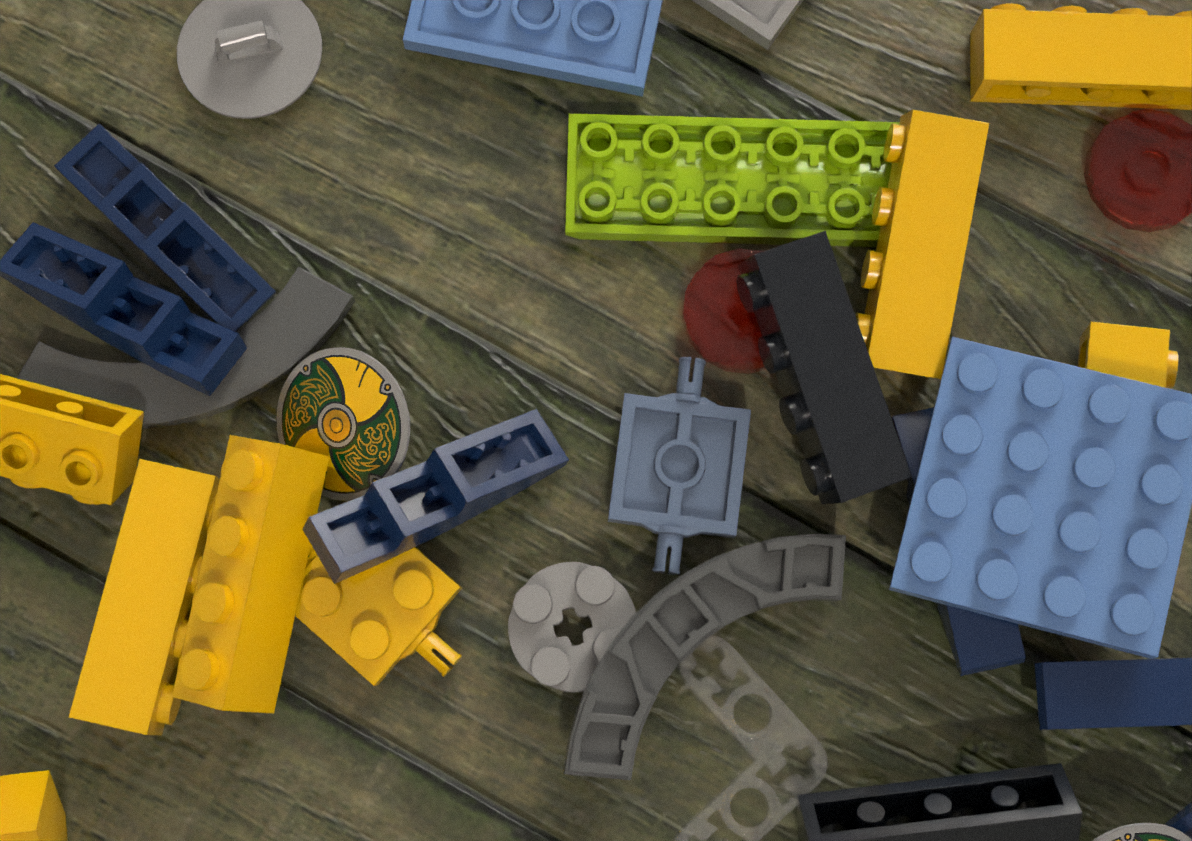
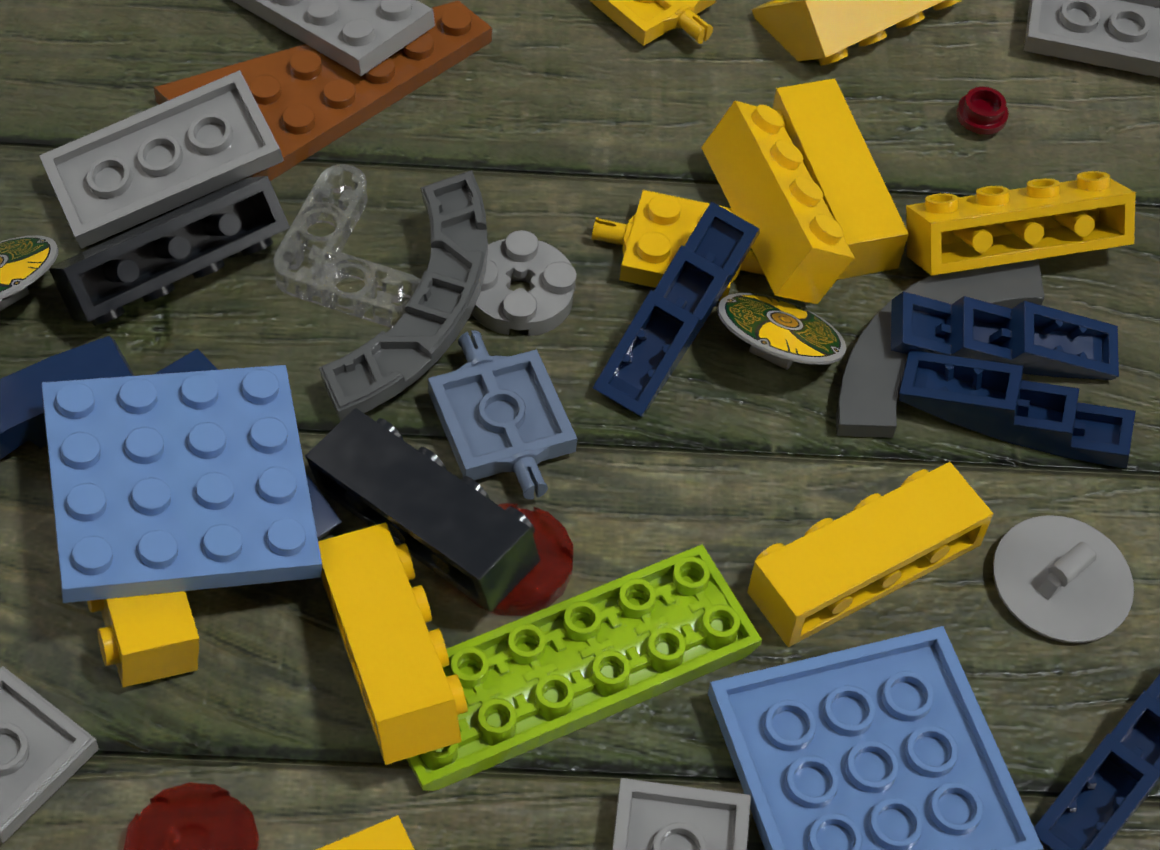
camera: 150 degrees right, 25 degrees down
(415, 145) = (867, 552): none -> yellow brick

